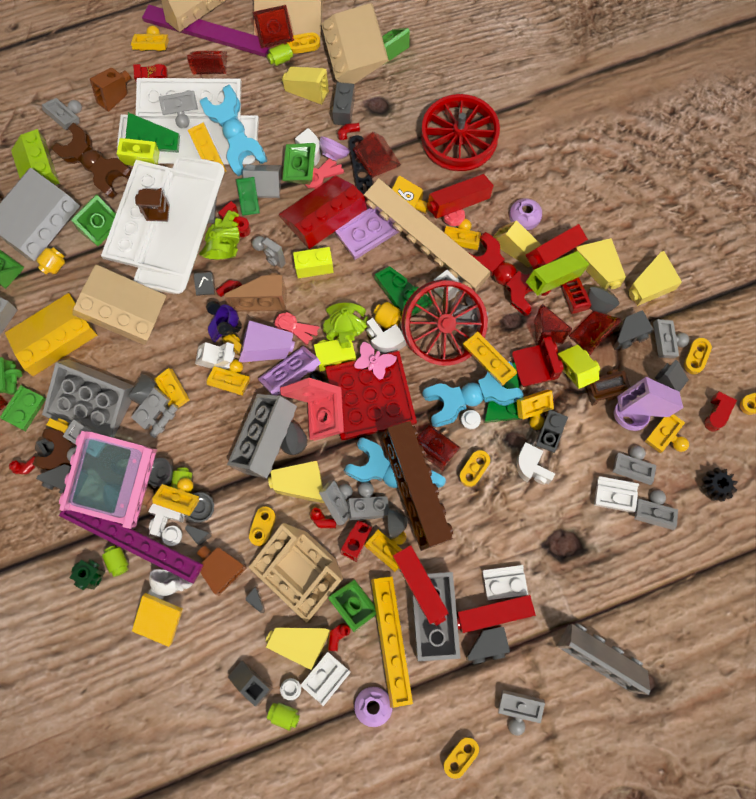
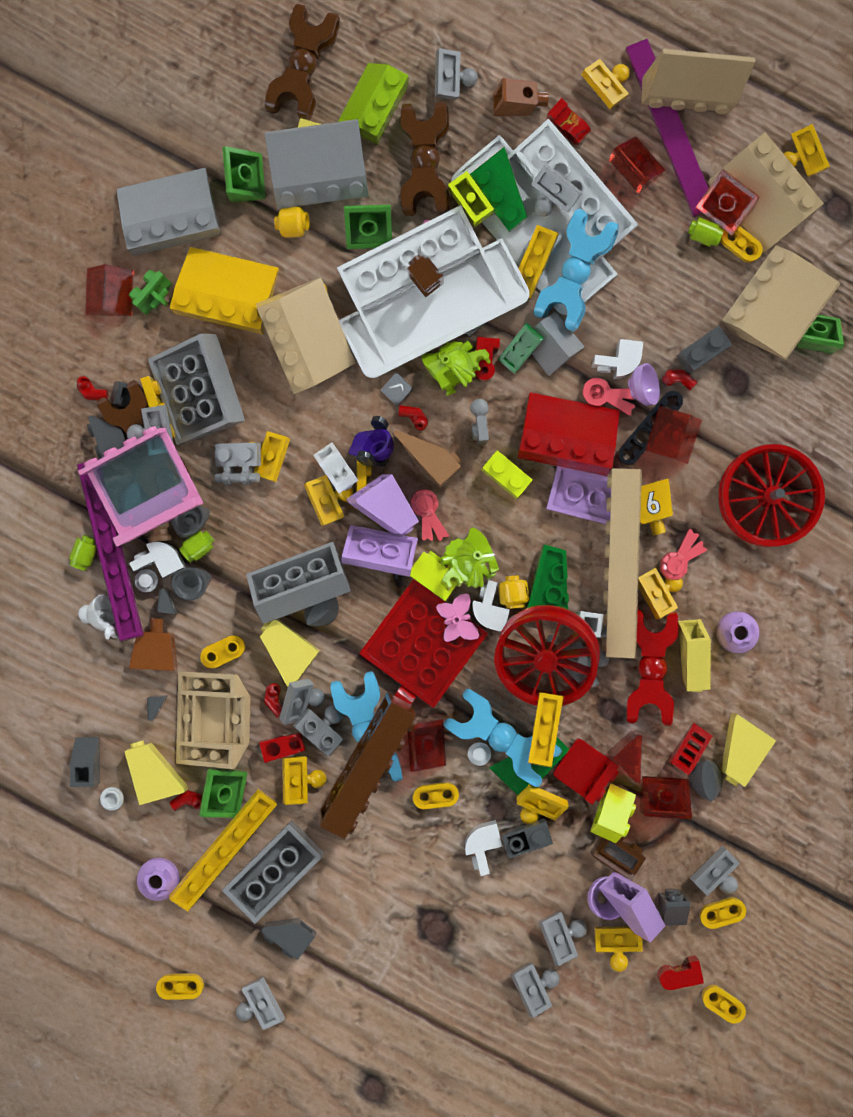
camera: 45 degrees right, 15 degrees up
(23, 408) = (138, 335): bright green plate -> none
(92, 571) = (58, 542): dark green brick -> none
(142, 389) = (247, 432): dark grey piece -> none
(157, 619) = (67, 637): yellow tile -> none
(177, 499) = (177, 561): yellow plate -> none
(283, 716) = (85, 812): lime brick -> none
(299, 163) = (594, 372): bright green slope -> none
(307, 83) = (694, 291): light yellow slope -> none
(321, 400) = (370, 605): coral bracket -> none
(325, 678) = (145, 821): white plate -> none
(396, 523) = (325, 770): dark grey piece -> none
(421, 586) = (284, 842): red brick -> none
(459, 196) = (696, 557): red brick -> none
(495, 614) = (321, 920): red brick -> none
(505, 582) = (356, 905): white plate -> none
(556, 247) = (719, 697): red brick -> none
(557, 273) = (690, 721): lime brick -> none
(604, 659) = (360, 1044): light grey slope -> none
(616, 494) = (520, 940): white plate -> none
(633, 329) = (696, 831): dark grey slope -> none
(655, 281) = (768, 814): light yellow slope -> none
(724, 480) = (616, 1022): black gear -> none

